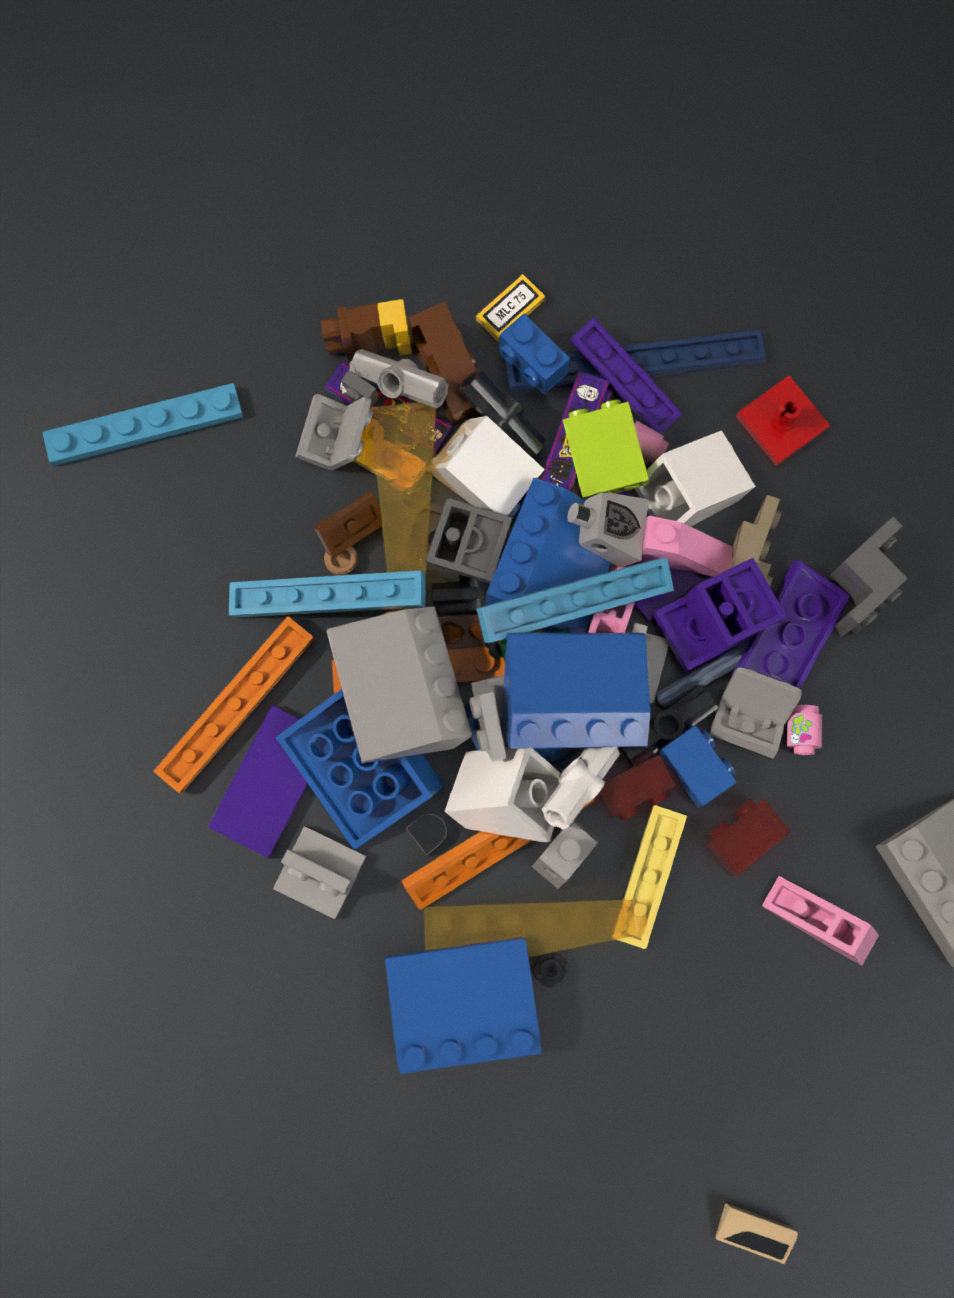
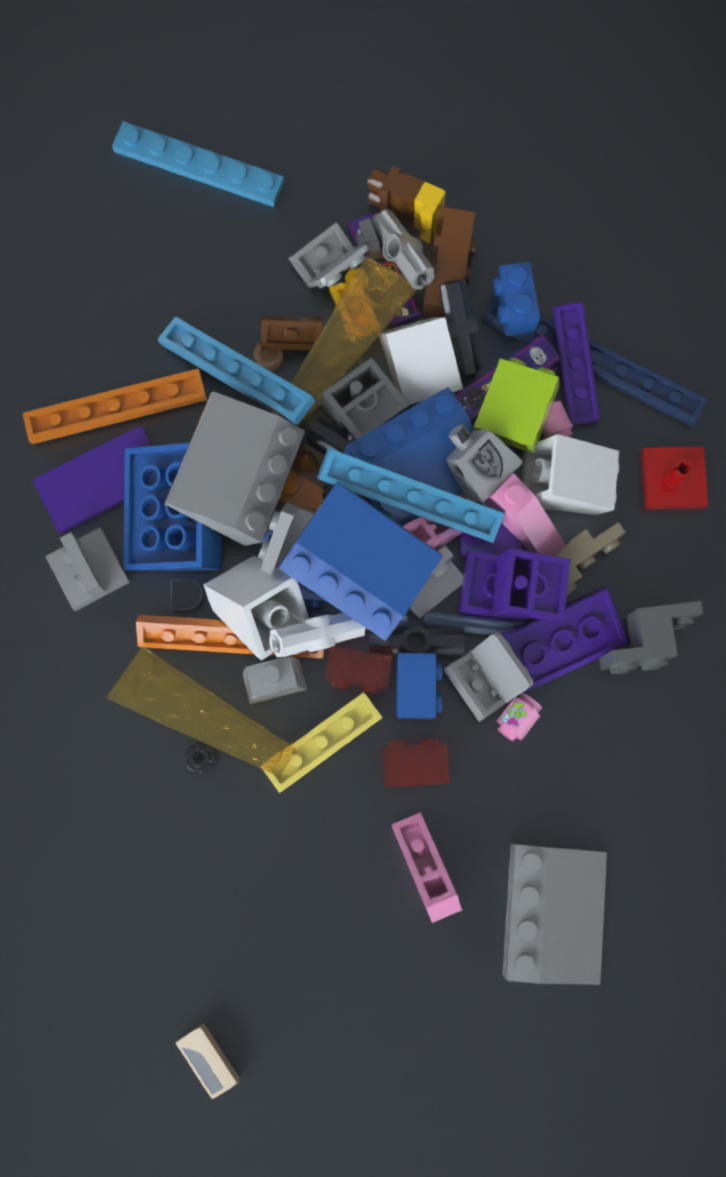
camera: 35 degrees right, 0 degrees up
(462, 1005) = (115, 735): blue slope -> none
(509, 306) = (540, 253): tile -> none

